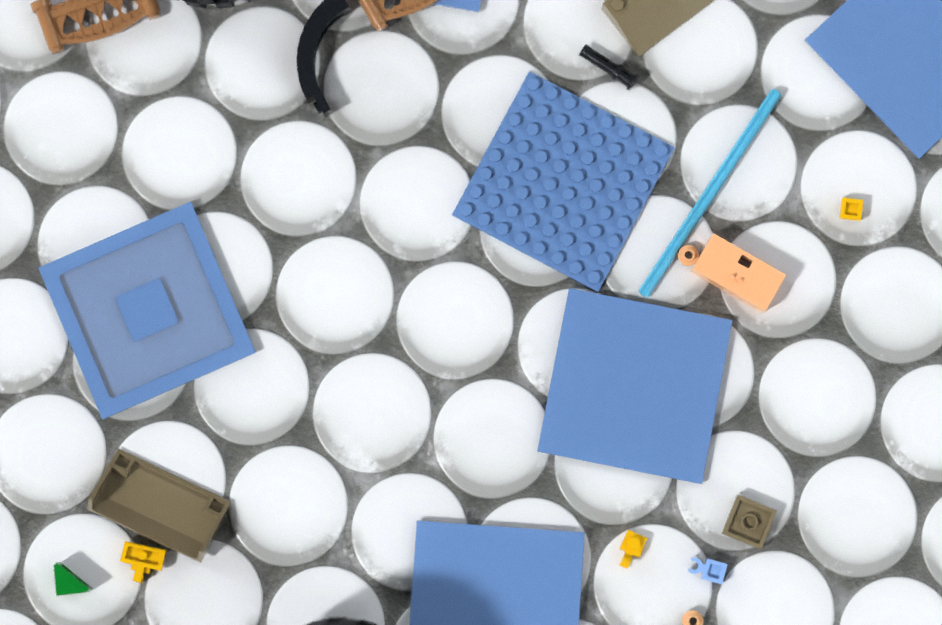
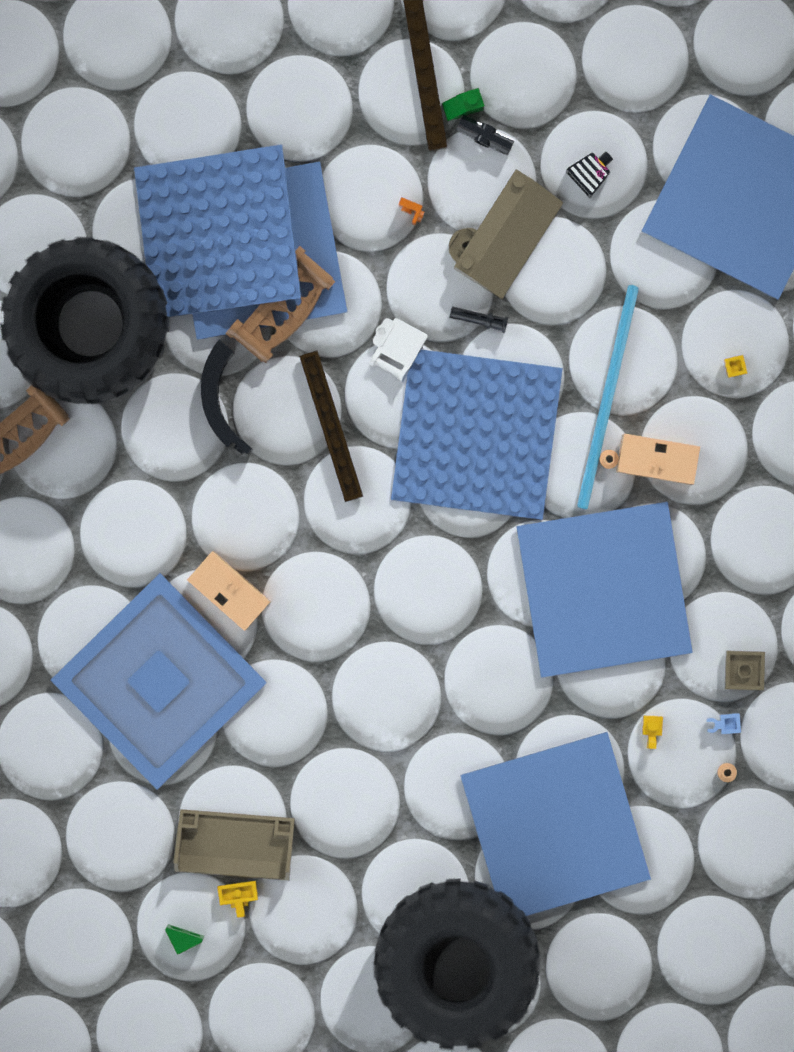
camera: 20 degrees left, 5 degrees up
(253, 244) = (229, 590): none -> light nougat brick
(419, 118) = (331, 426): none -> dark brown plate
(518, 60) = (398, 342): none -> white piece

